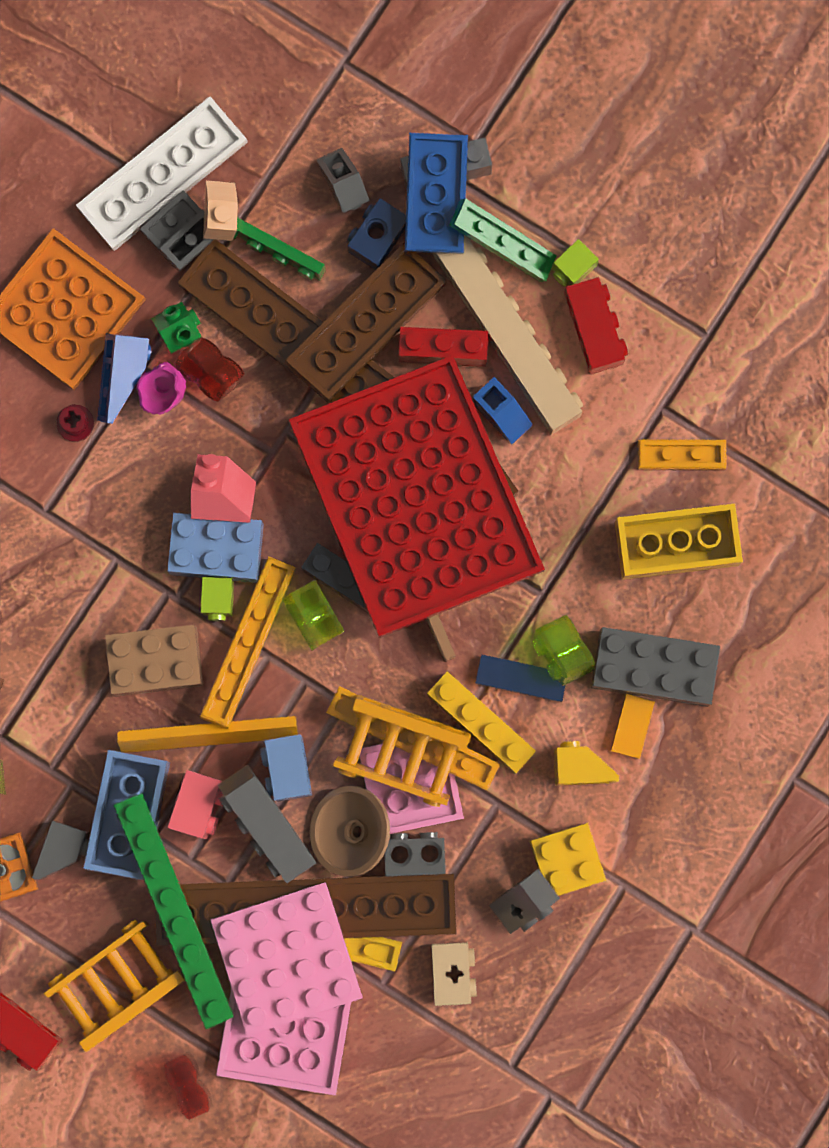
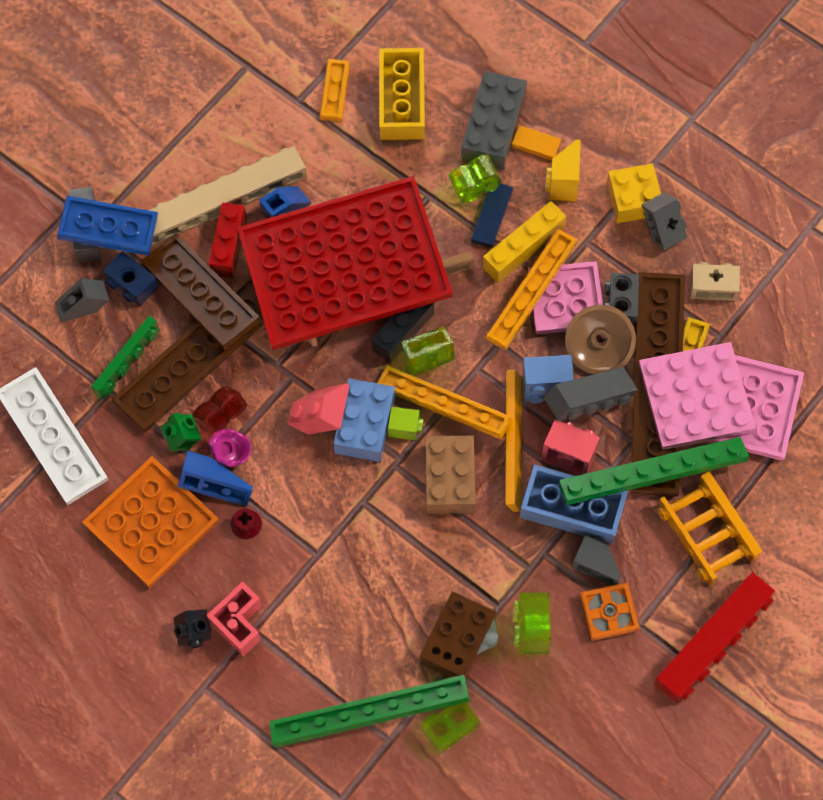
camera: 80 degrees left, 15 degrees down
(178, 231) = (103, 421): dark grey brick -> none
(184, 1078) = (797, 477): clear red brick -> none
(220, 210) = (93, 382): light nougat slope -> none
(397, 720) = (529, 273): light orange fence -> none
(502, 240) = (152, 185): plate -> none
(574, 264) = (178, 144): lime brick -> none
(595, 325) = (228, 135): red brick -> none

